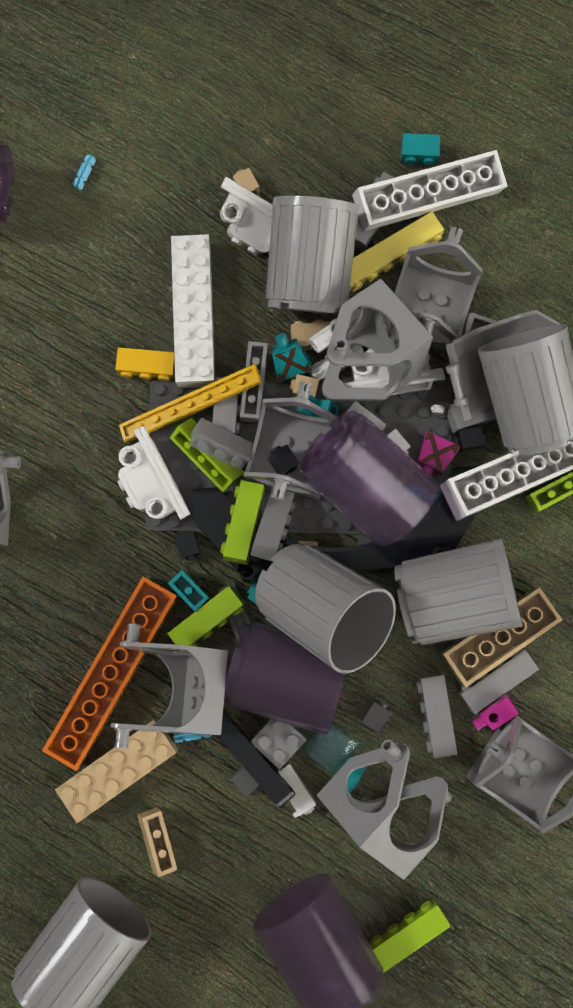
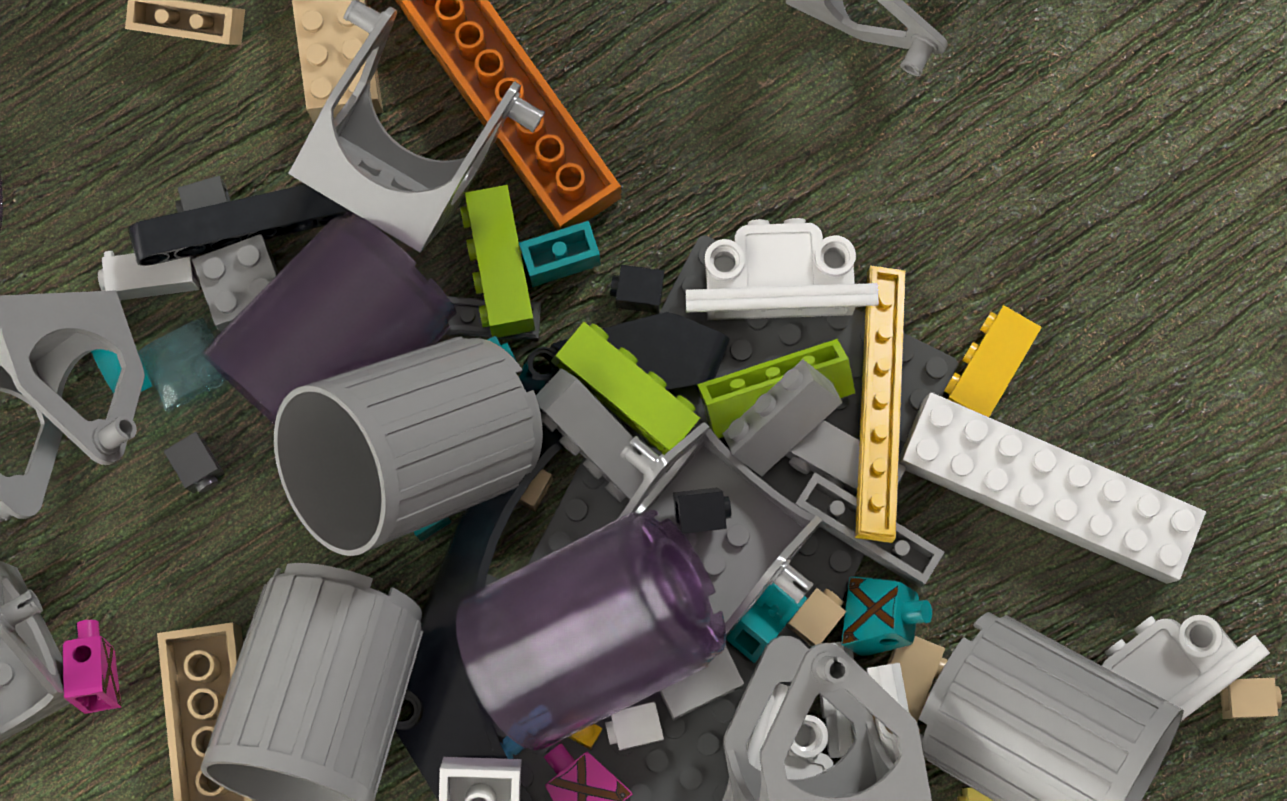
camera: 115 degrees right, 5 degrees down
(437, 716) = (140, 567): light grey brick -> none
(498, 681) = (138, 701): light grey brick -> none

